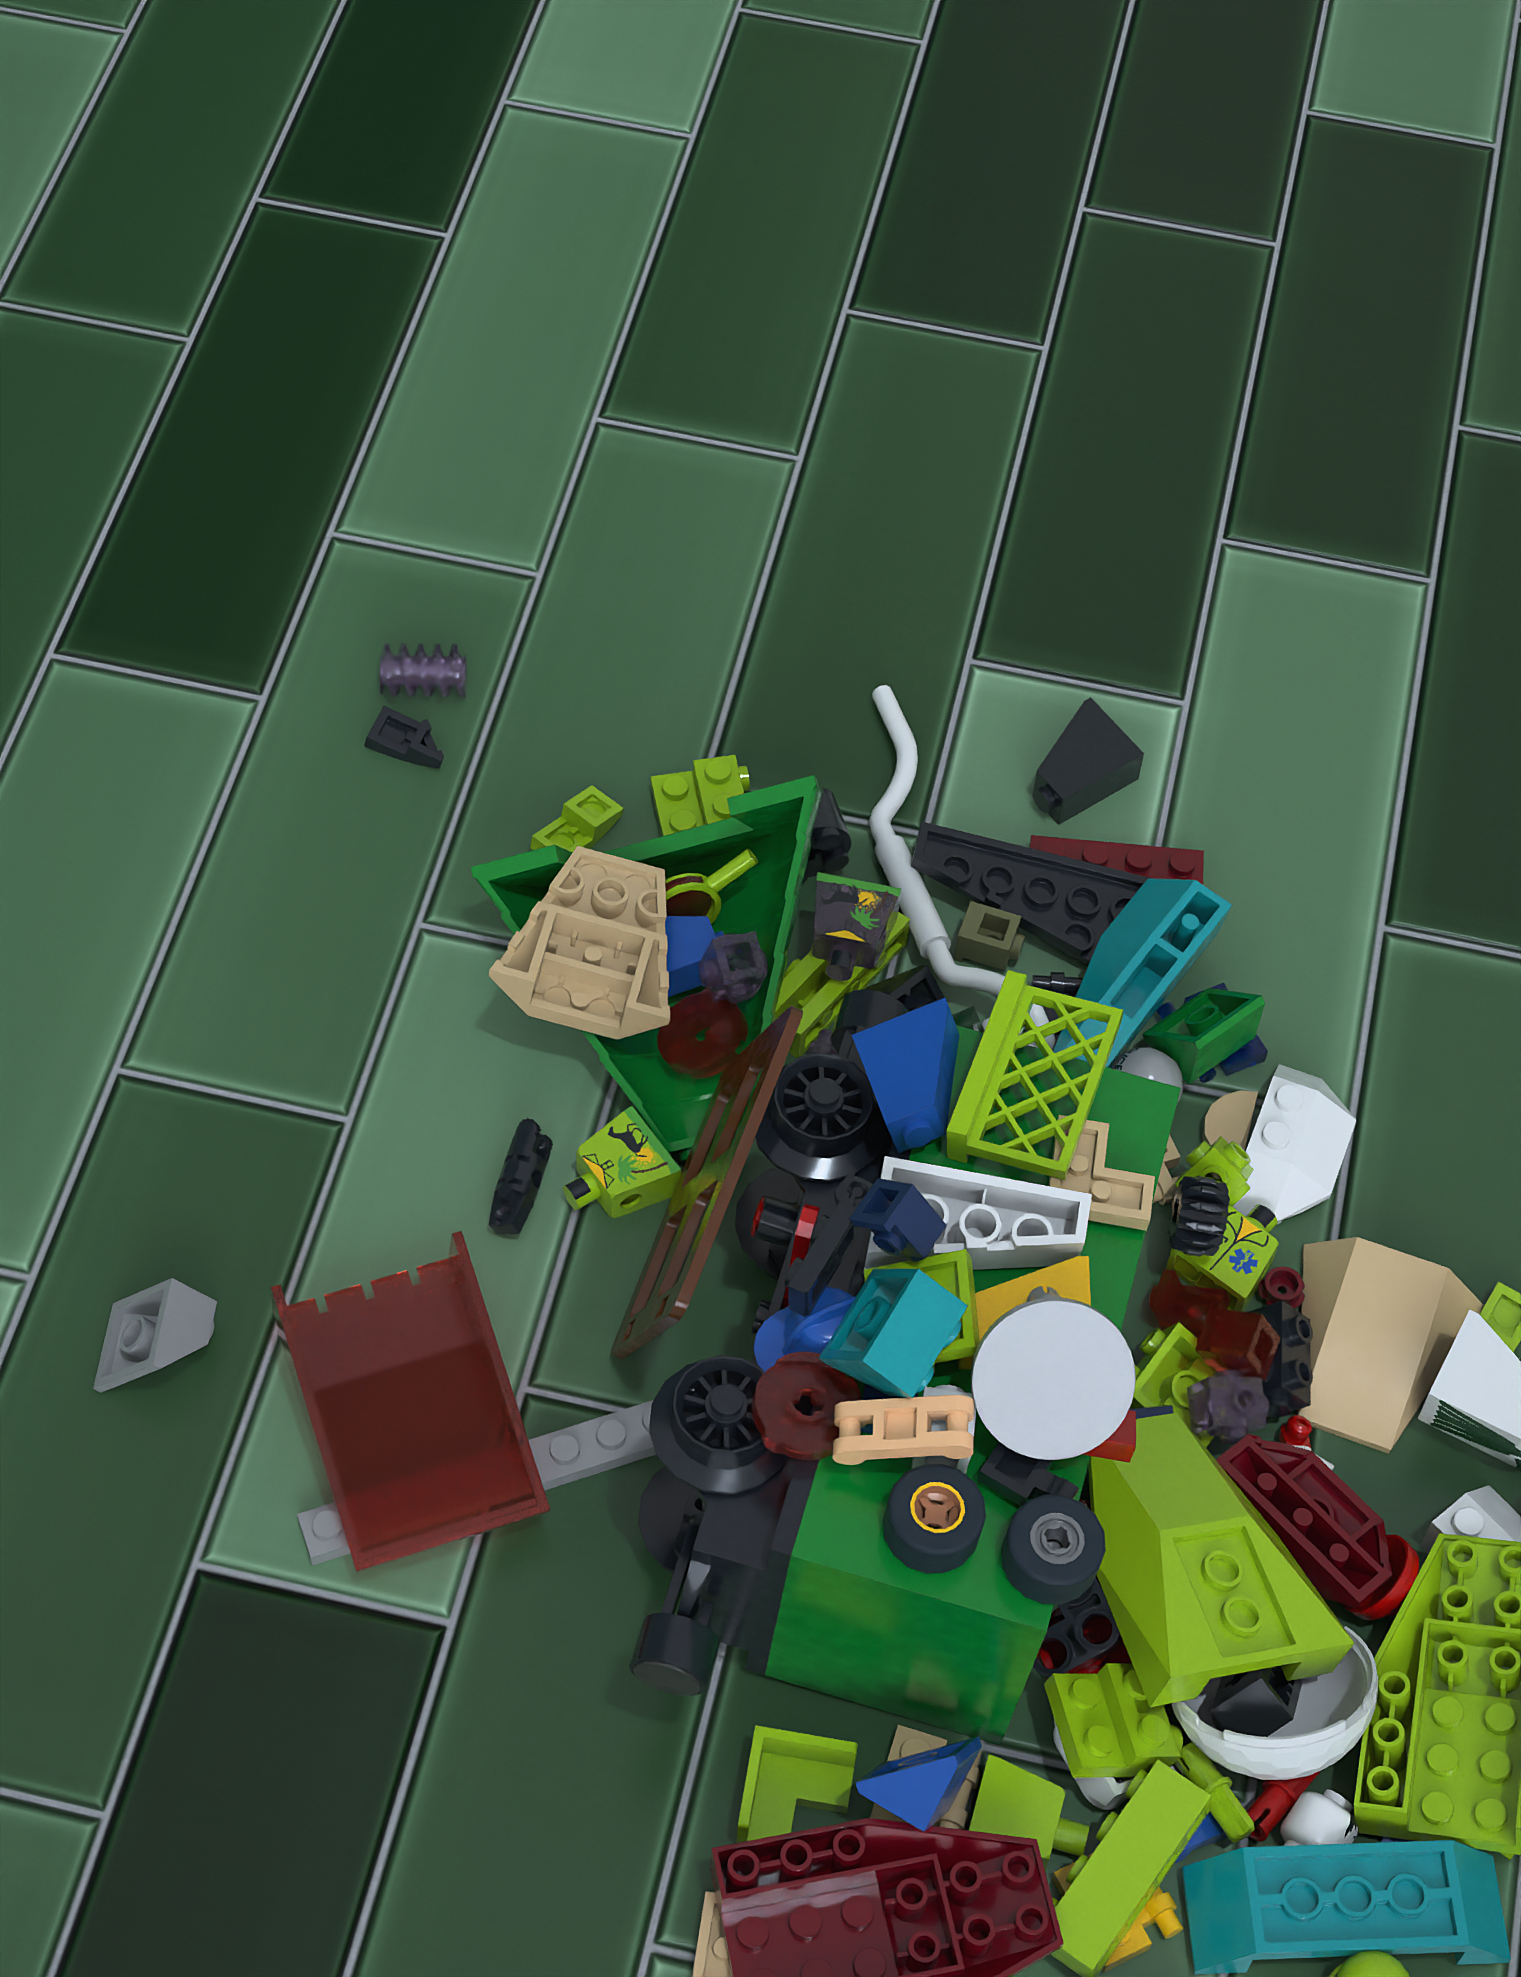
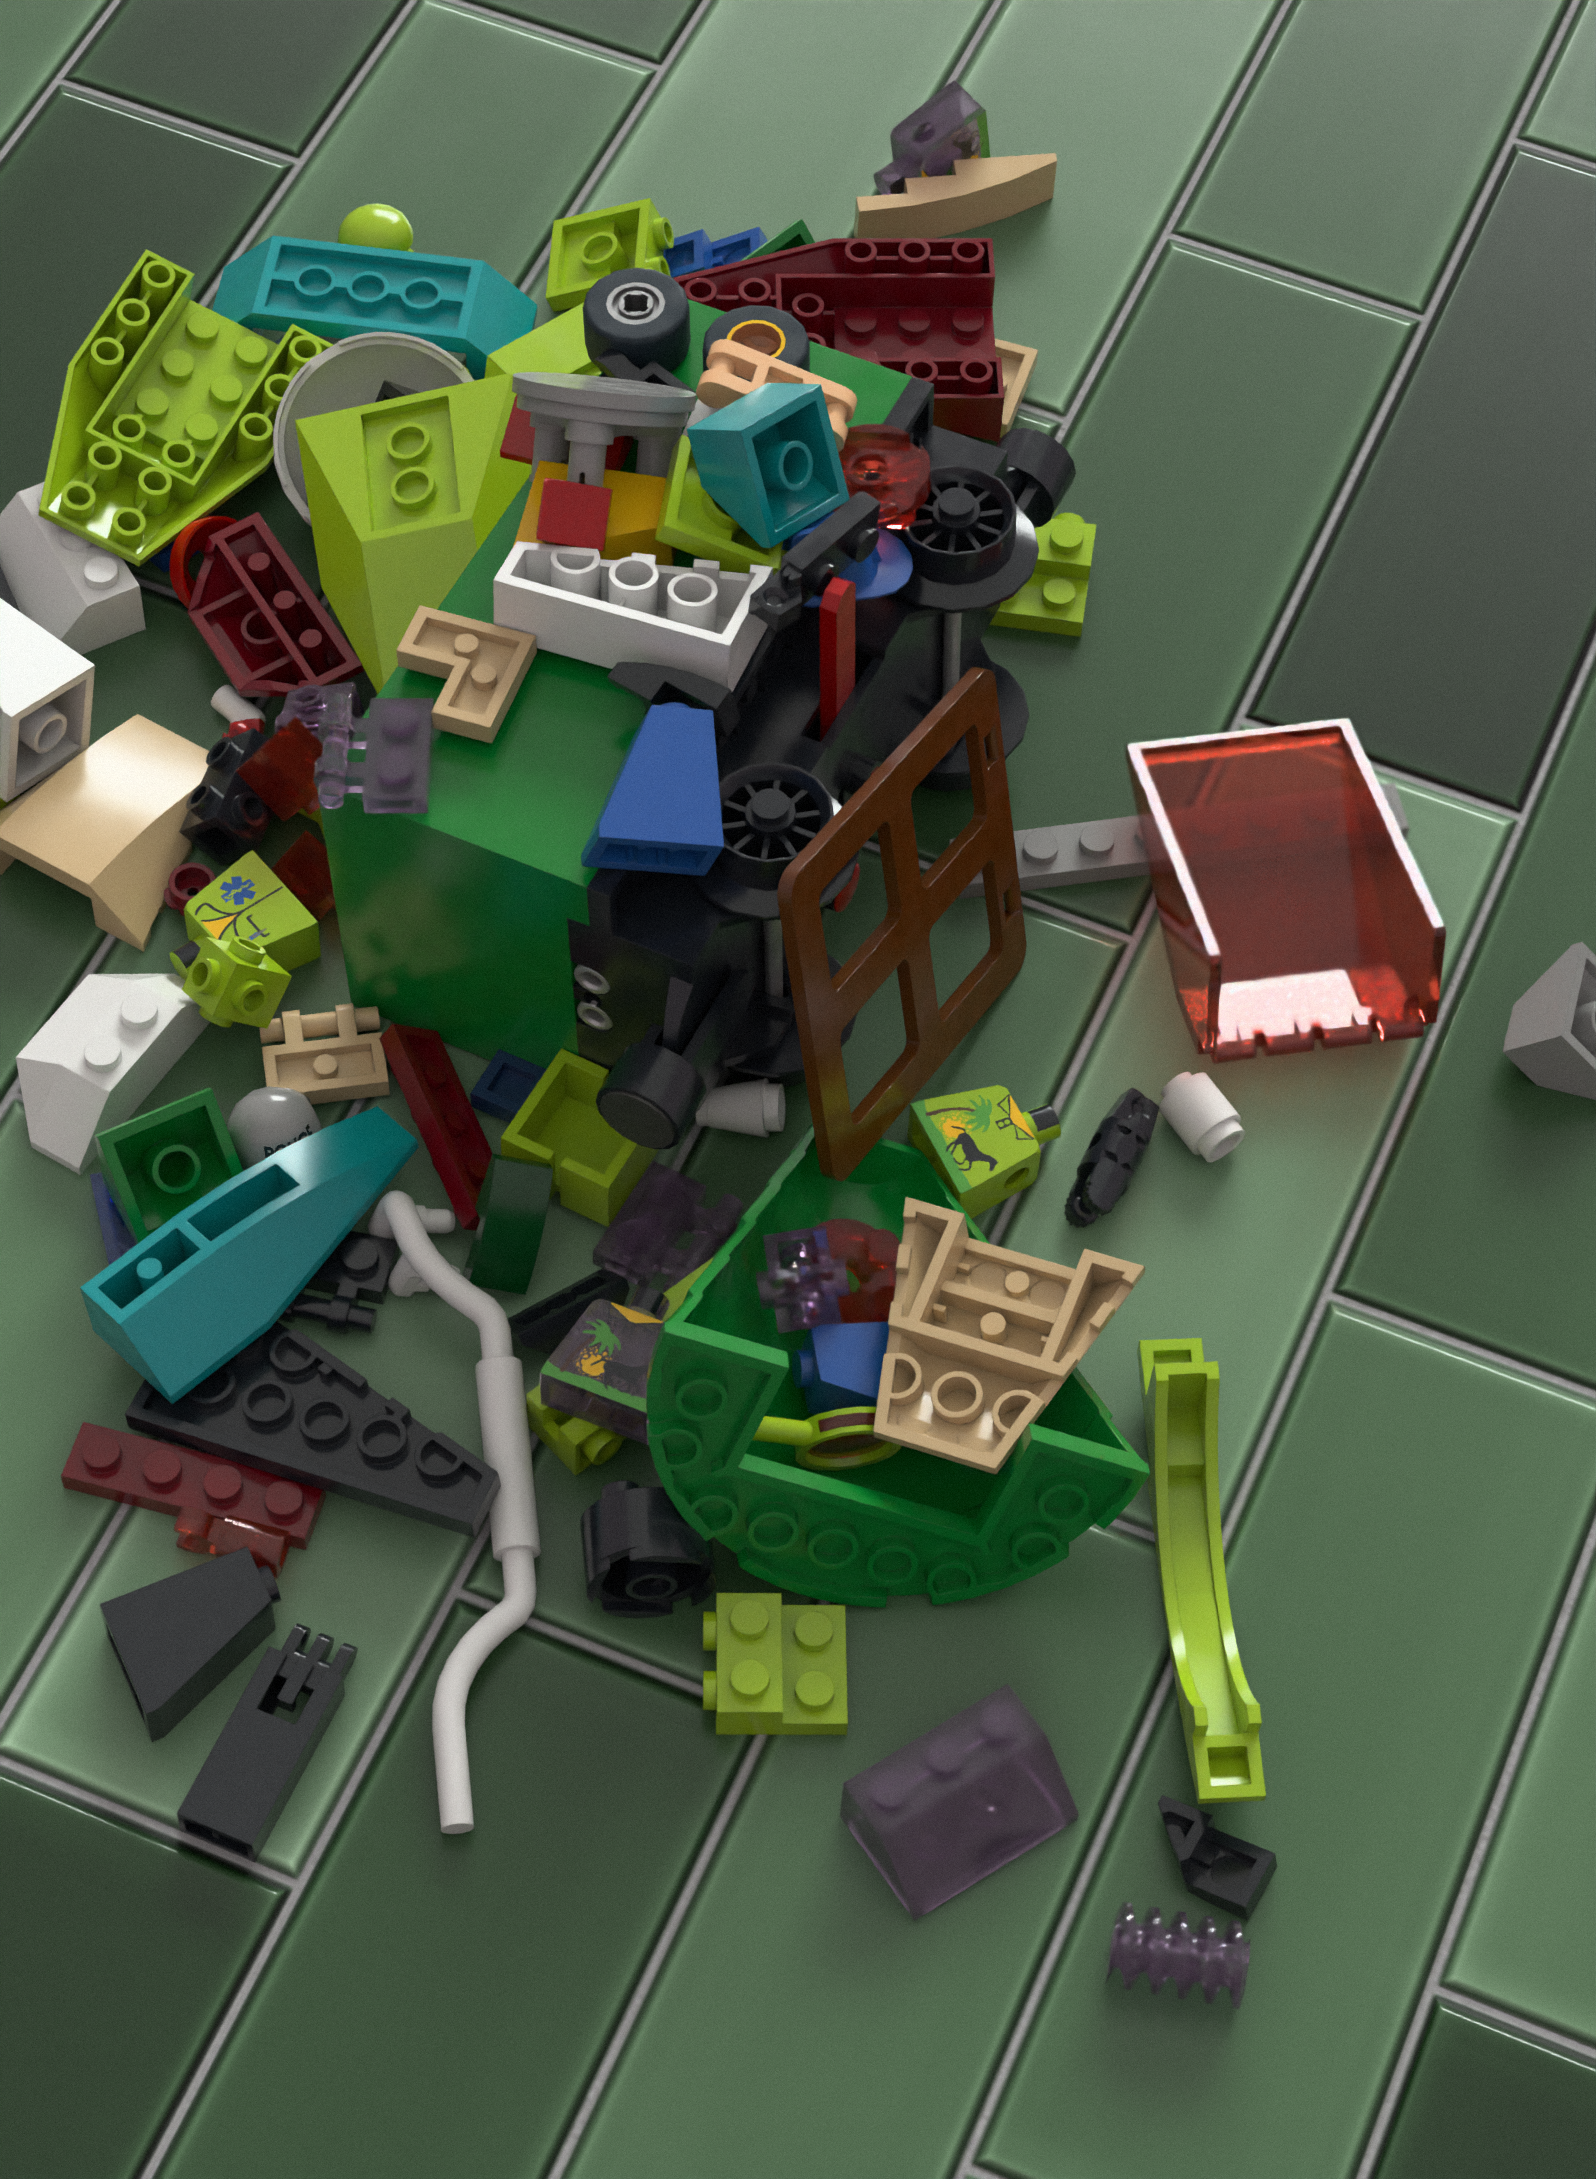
camera: 170 degrees left, 0 degrees up
(441, 938) = (1183, 1486): none -> lime slope
(448, 1213) = (1201, 1115): none -> white brick
(575, 743) = (958, 1802): none -> clear purple slope
(581, 823) = (971, 1663): lime slope -> none
(654, 1737) = (1059, 584): none -> lime plate
(899, 1219) = (740, 538): dark blue brick -> none
(942, 1153) = (666, 684): none -> black slope
(989, 936) = (416, 1361): olive brick -> none
(990, 1069) = (546, 806): lime fence -> none
(1019, 700) = (261, 1755): none -> black hinge
(1046, 1263) = (573, 514): none -> red slope
(1078, 826) = (205, 1534): none -> clear red bar
(1127, 1107) = (396, 760): none -> clear purple plate
(1199, 1216) = (284, 900): black gear -> none
(1230, 1118) = (184, 1074): tan tile -> none

